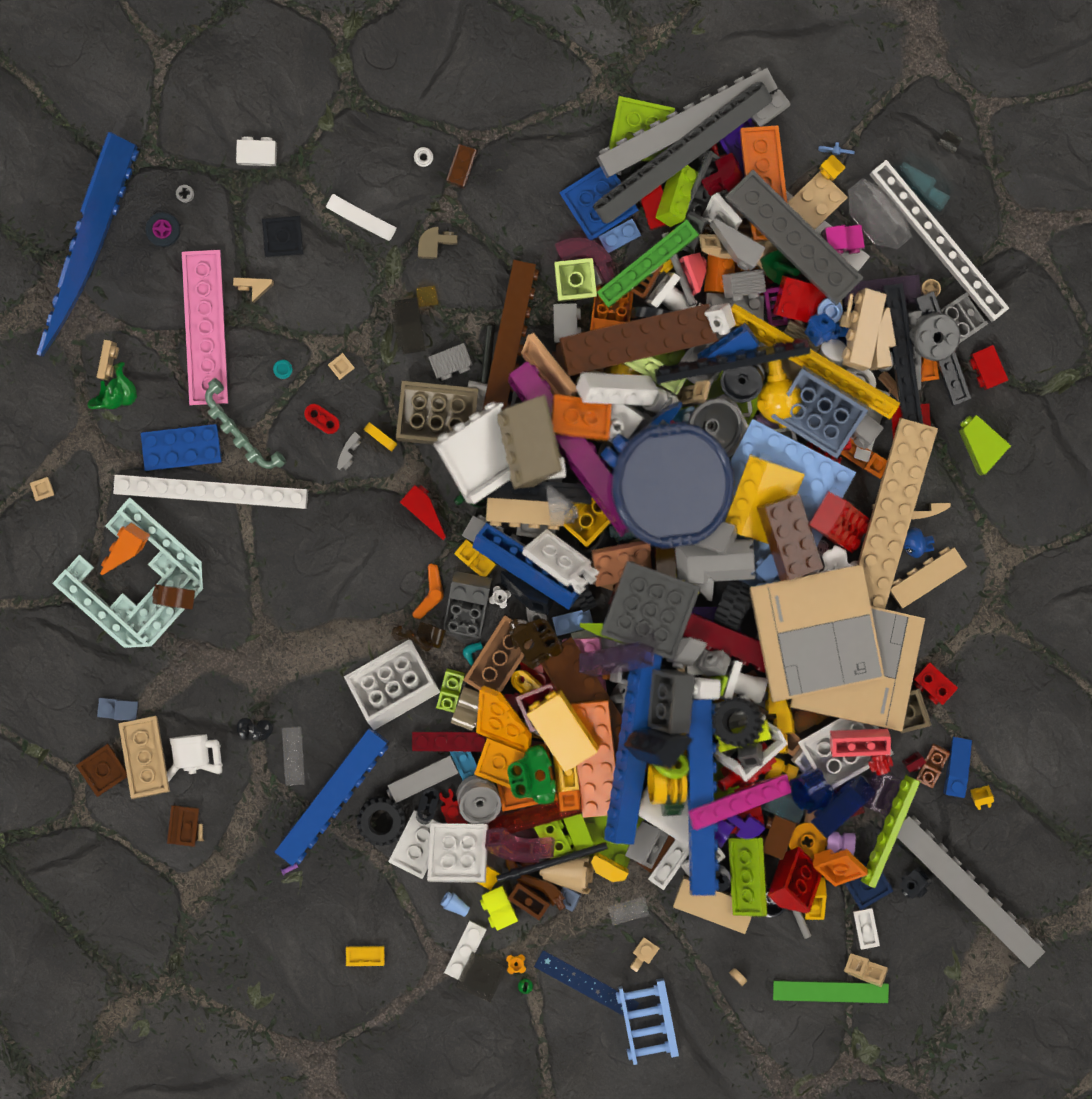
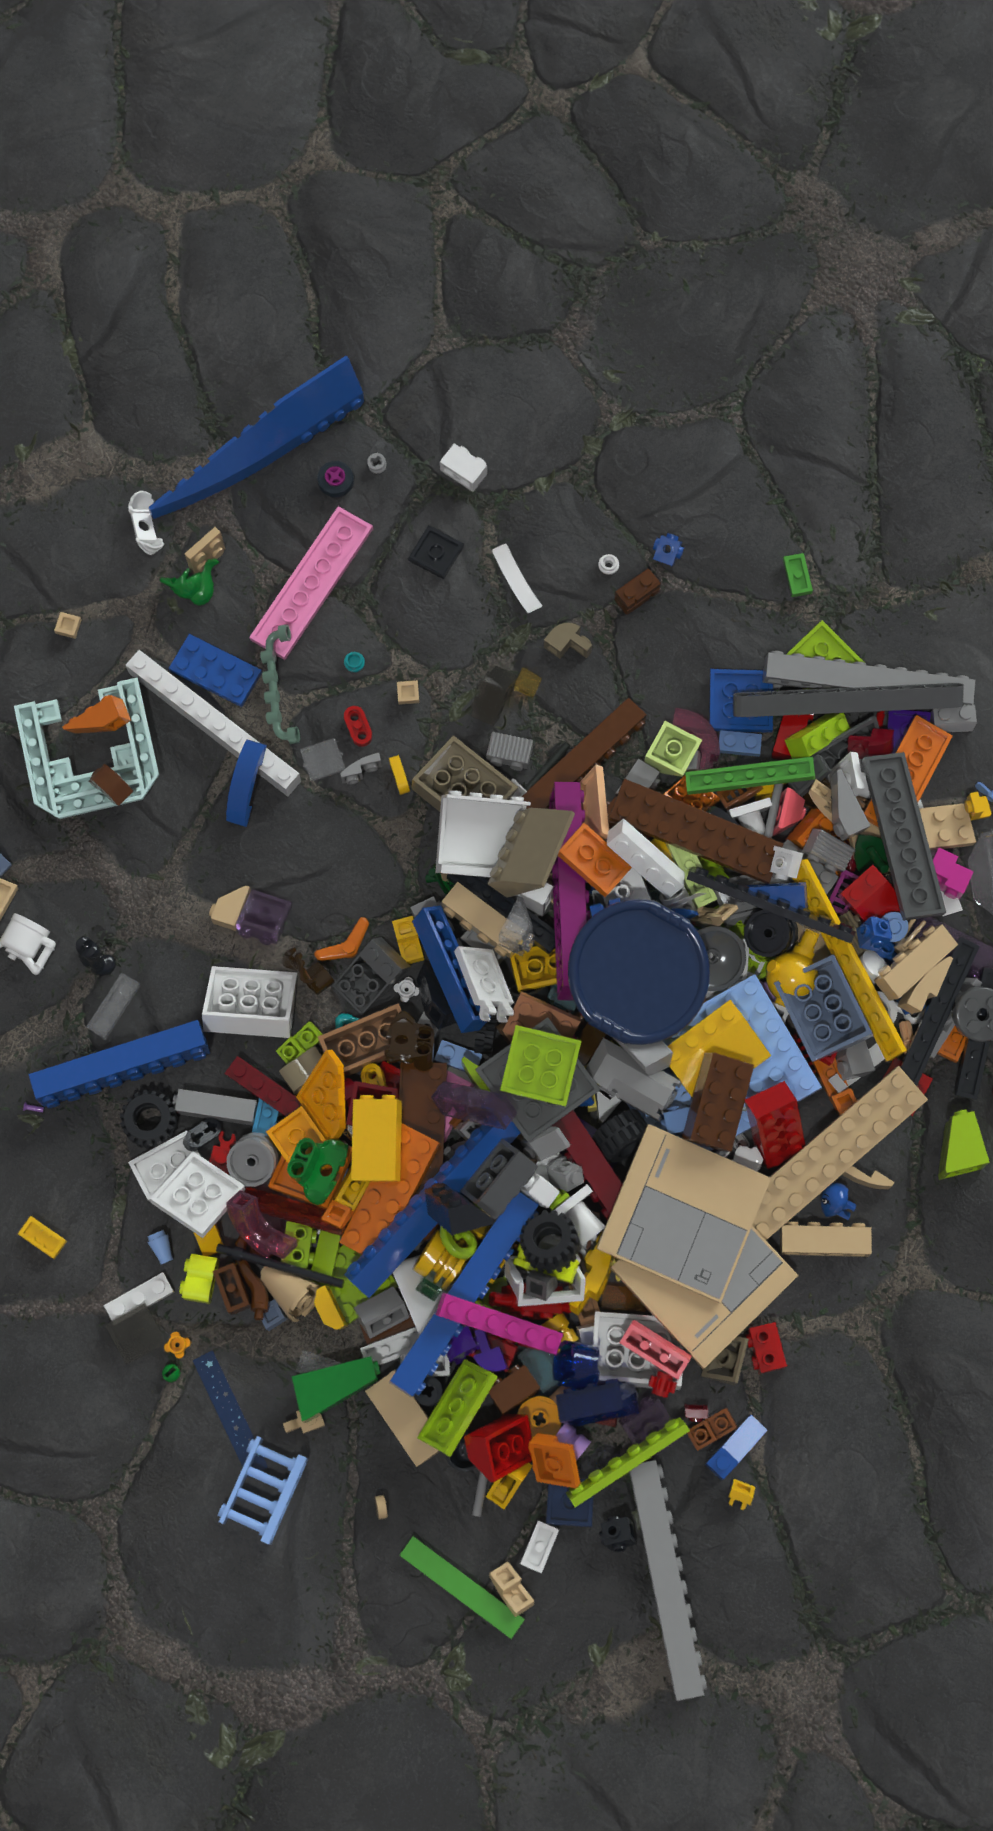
camera: 40 degrees right, 15 degrees down
(51, 379) = (140, 512): none -> white piece
(258, 286) = (384, 577): tan slope -> none
(269, 523) = (243, 782): none -> blue slope
(313, 462) = (322, 759): none -> clear piece
(327, 625) = (228, 908): none -> tan slope
(356, 615) = (263, 917): none -> clear purple plate
(422, 507) = (392, 860): red slope -> none
(462, 116) = (660, 549): none -> blue brick
(575, 67) = (797, 575): none -> bright green plate
(646, 921) = (330, 1386): none -> green slope
(647, 601) = (540, 1066): none -> lime plate

